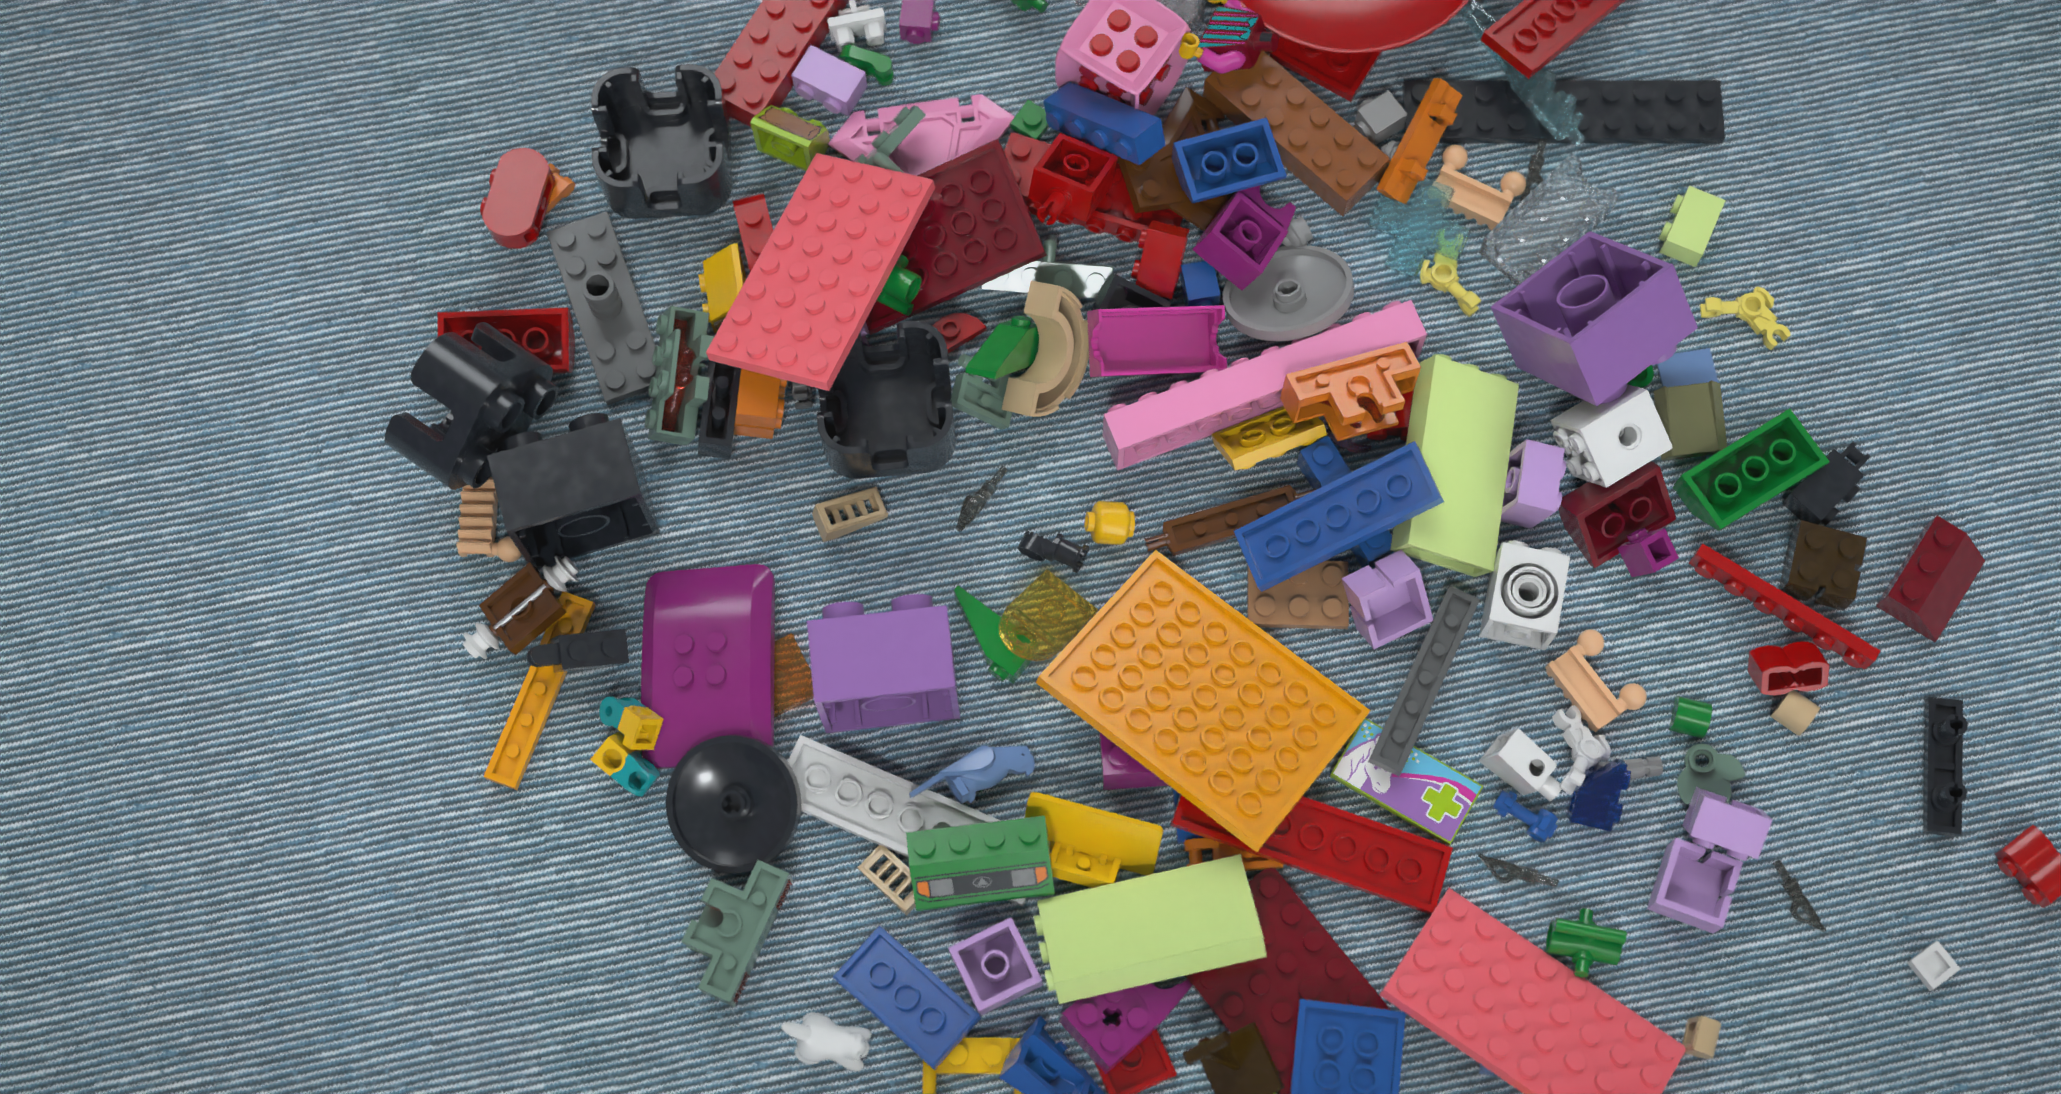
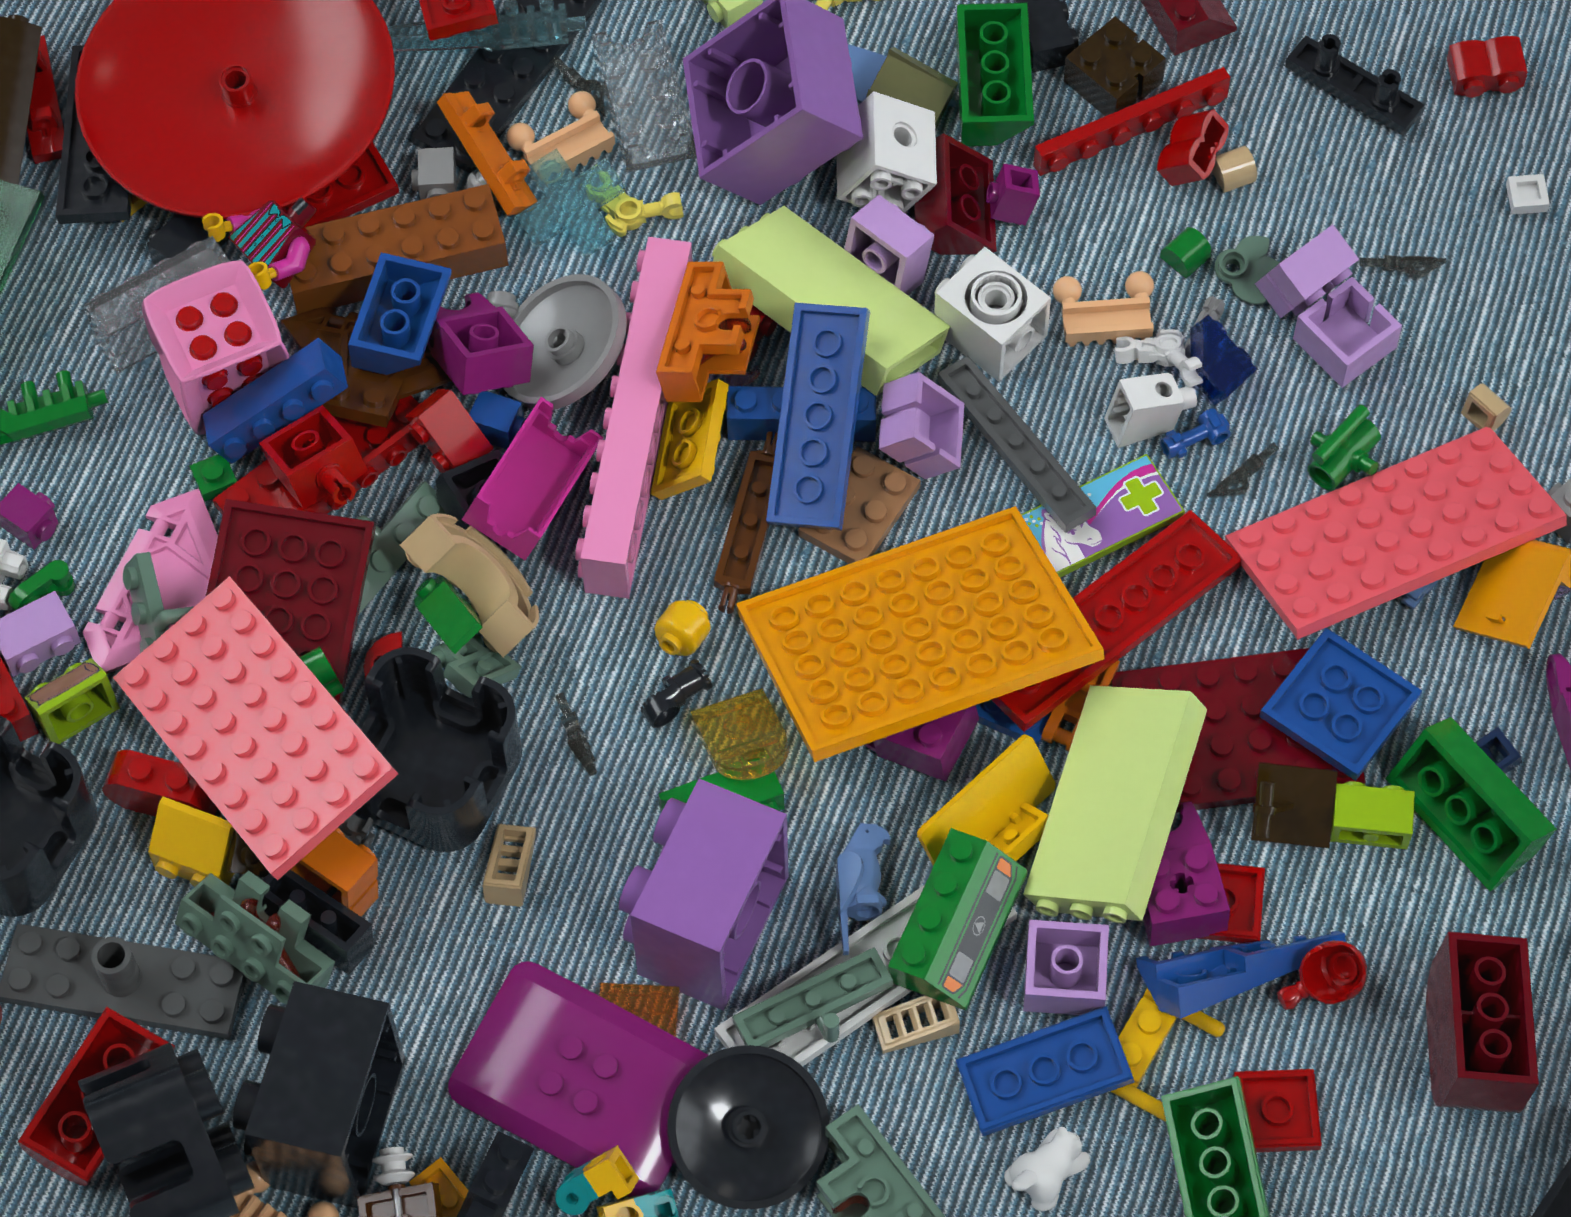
camera: 60 degrees left, 10 degrees down
(855, 794) = (814, 1002): none -> sand green plate

